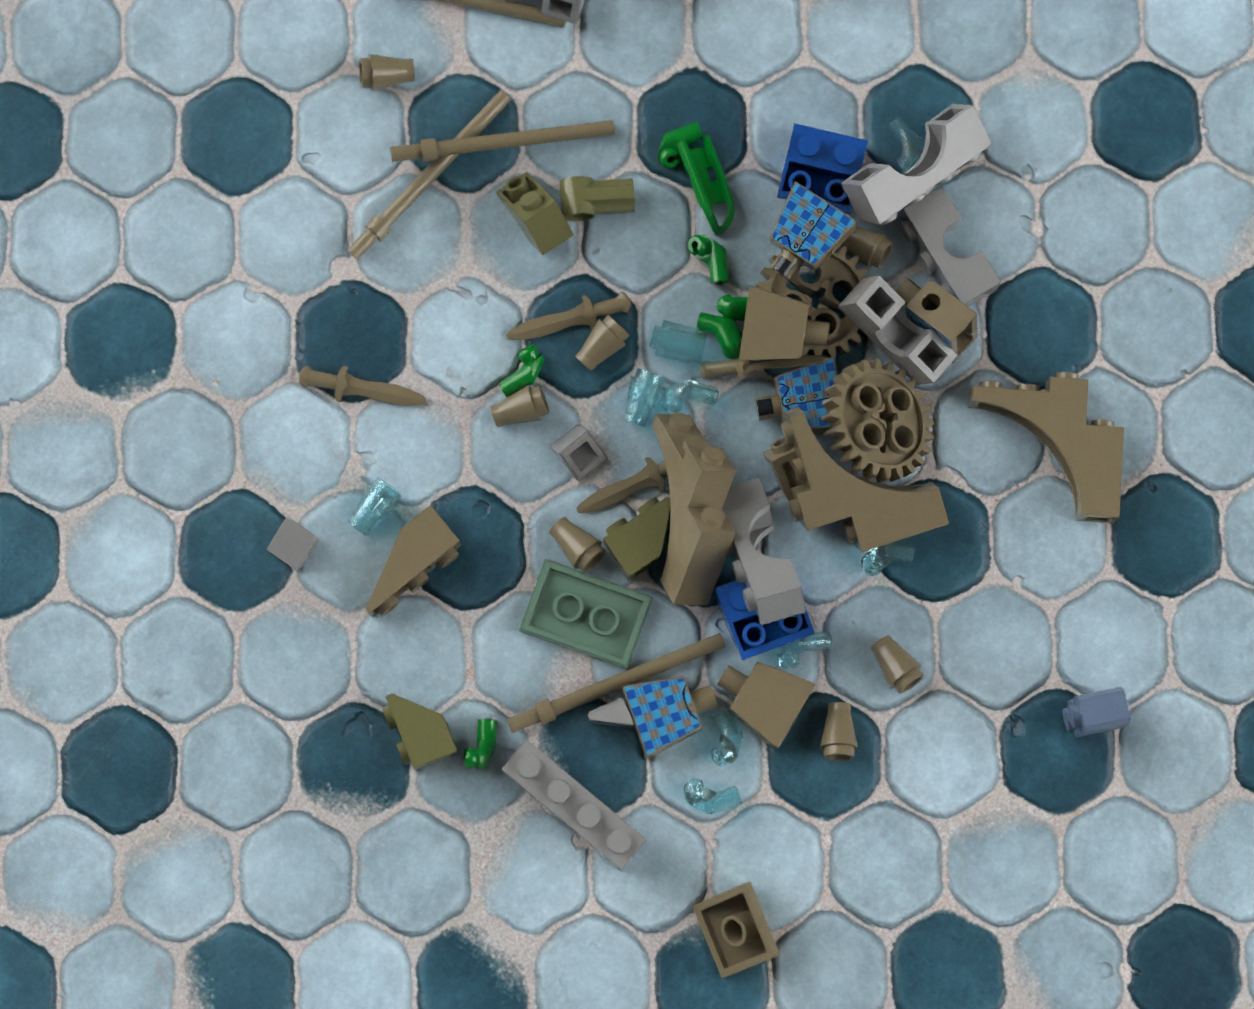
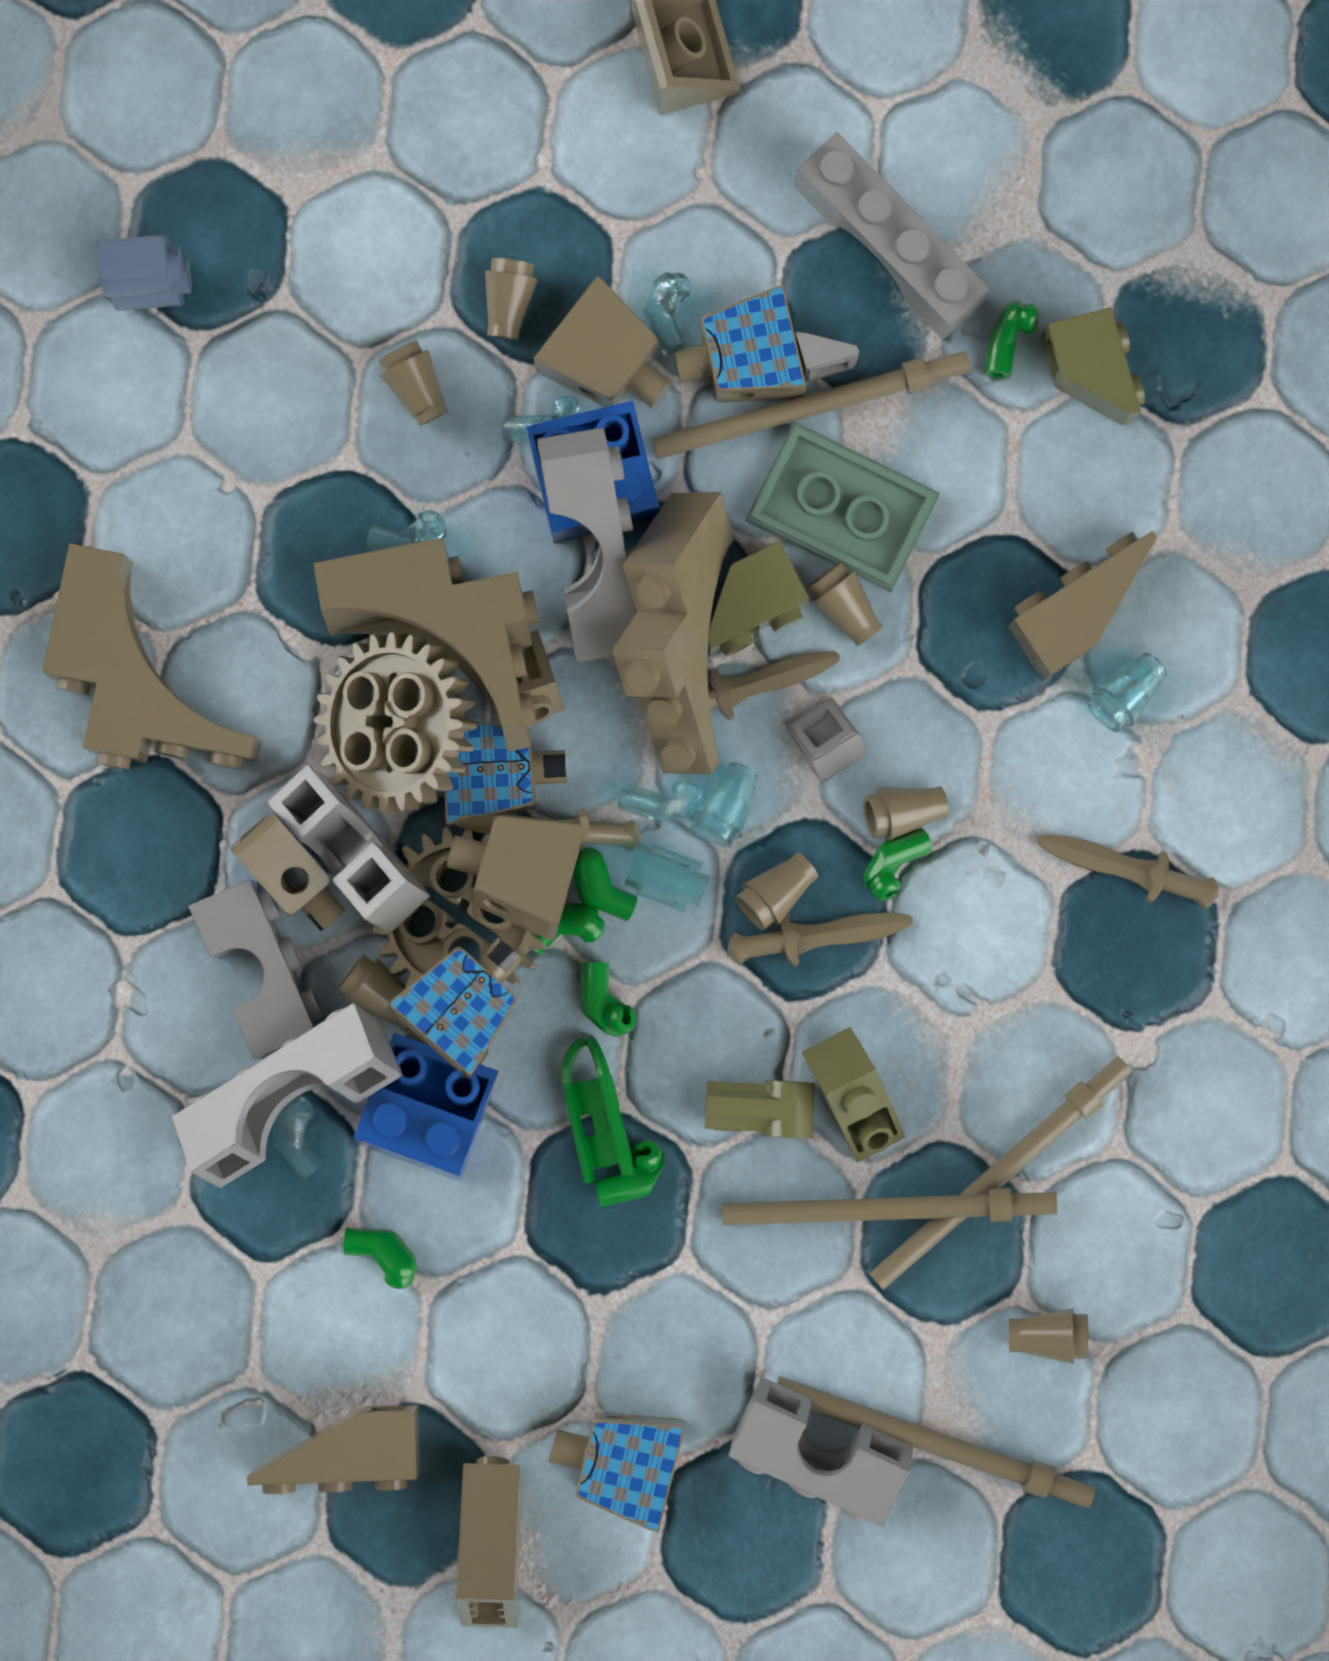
camera: 175 degrees left, 5 degrees up
(293, 544) = (1246, 653): light grey slope -> none
(708, 800) = (700, 226): clear light blue arm -> none
(835, 78) = (388, 1251): none -> green arm

